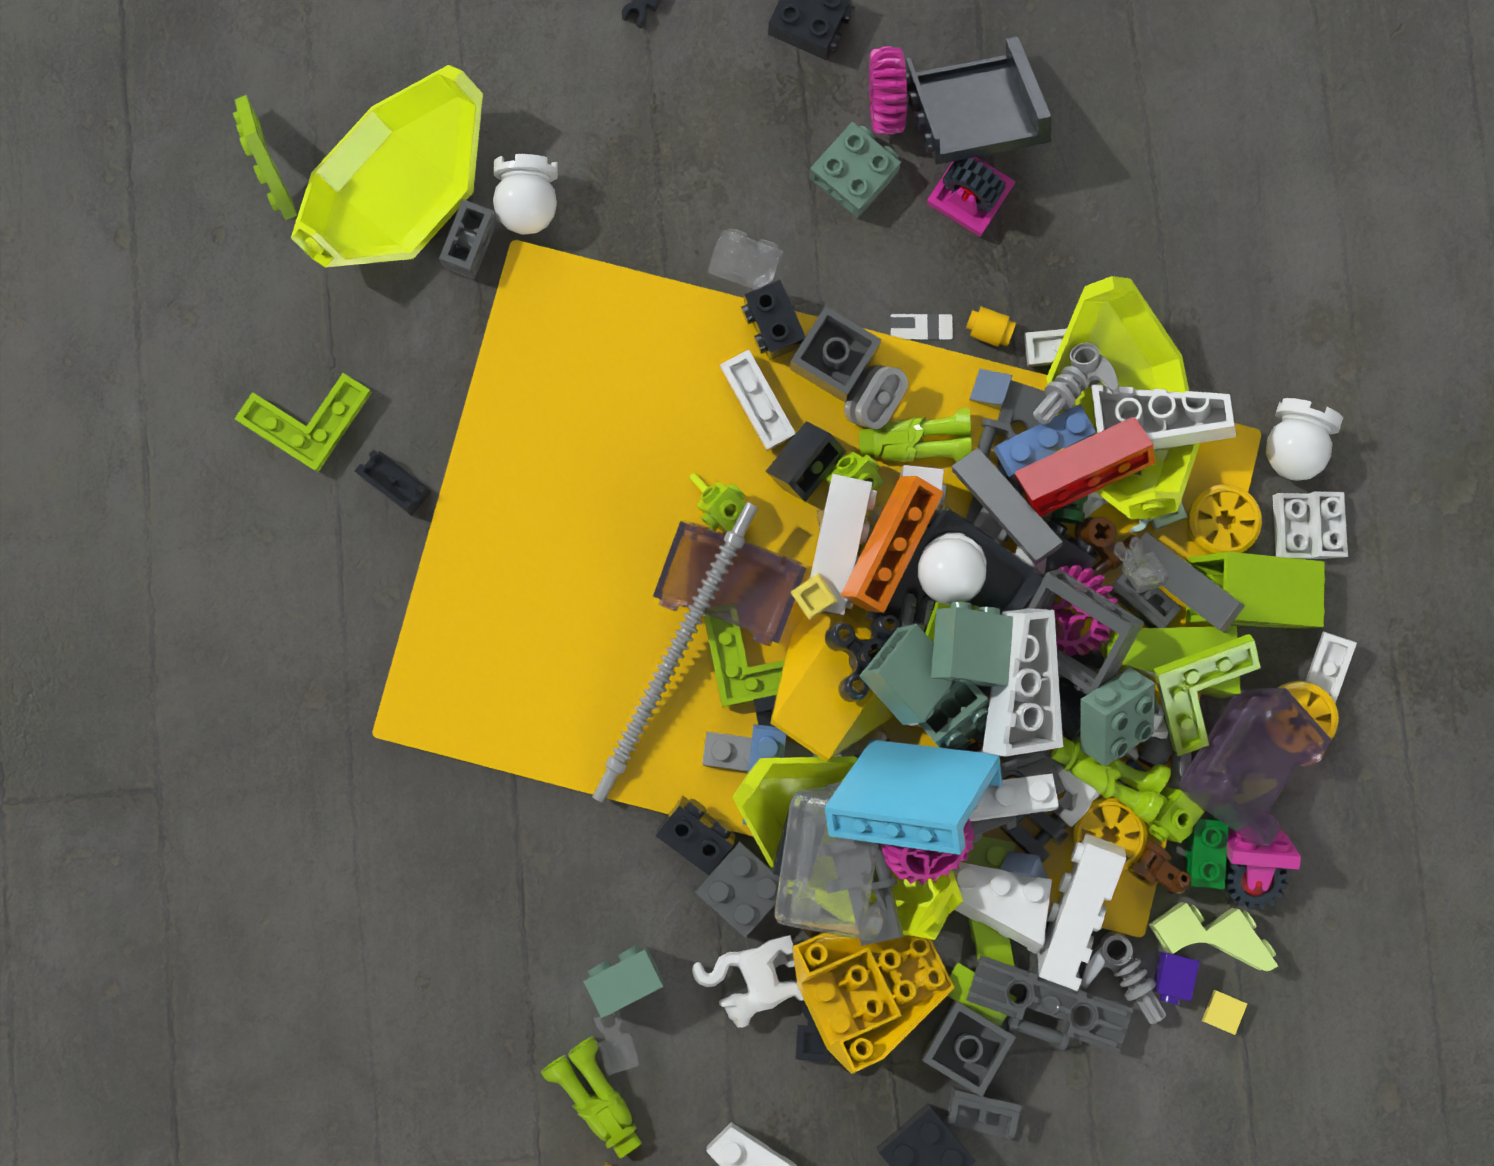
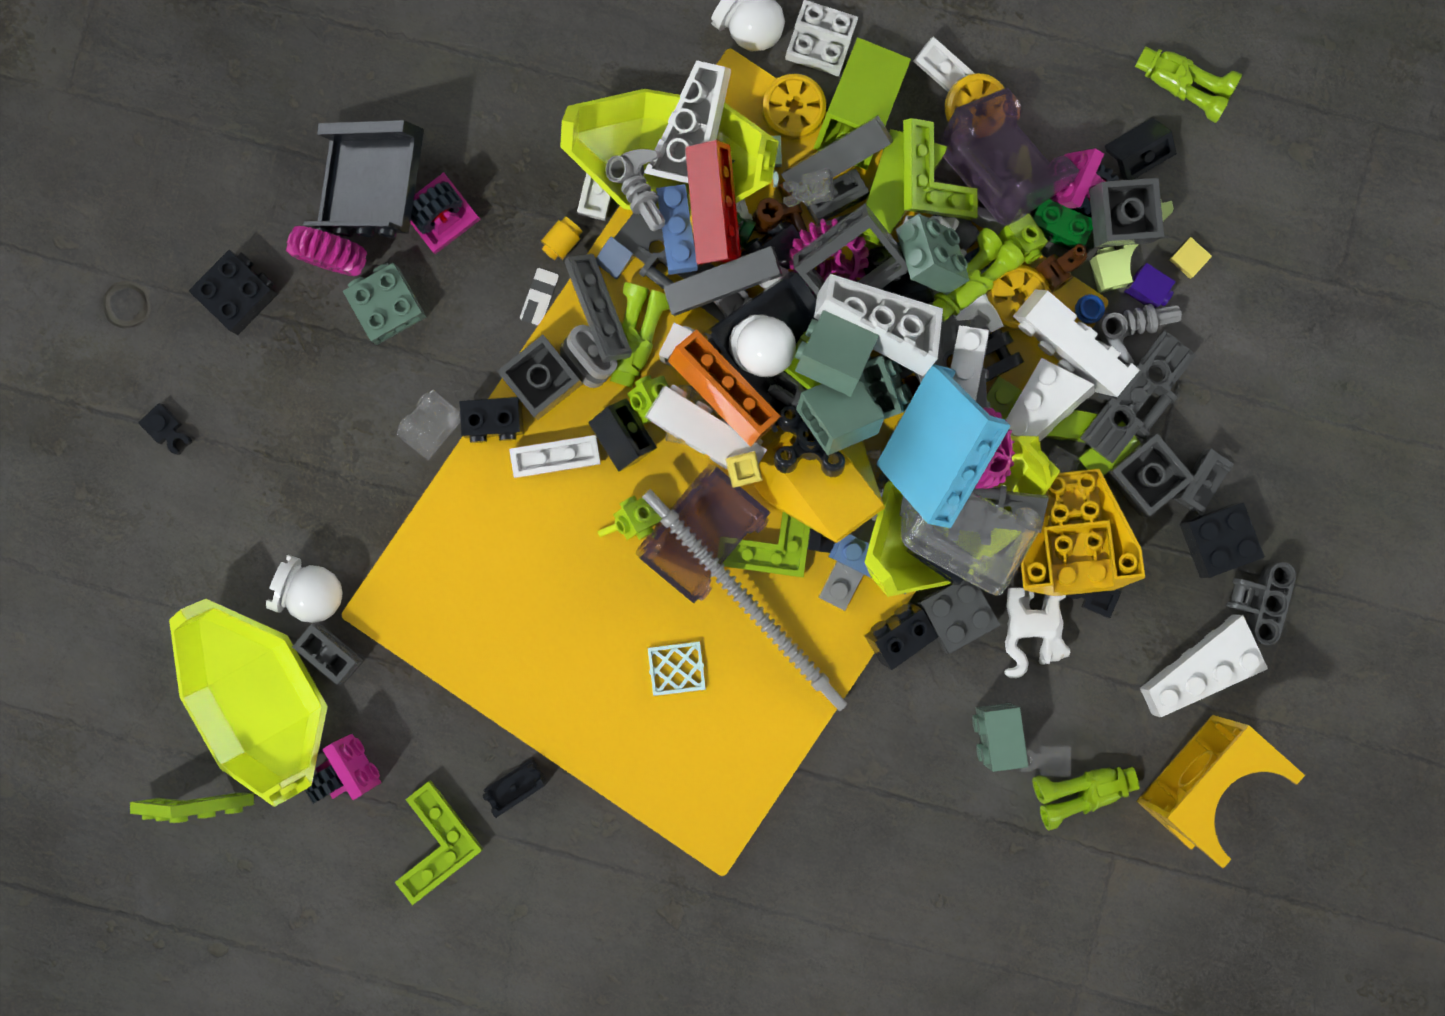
camera: 65 degrees left, 5 degrees up
(351, 298) = (344, 771): none -> dark pink plate
(589, 631) = (678, 689): none -> light aqua window
(931, 388) = (598, 307): none -> dark grey tile
(1024, 864) = (1020, 376): sand blue slope -> none
(1125, 917) = (1089, 309): none -> blue plate
(1244, 916) = (1126, 212): none -> dark grey brick
(1323, 916) = (1142, 148): none -> black panel
(1418, 923) = (1177, 74): none -> lime piece

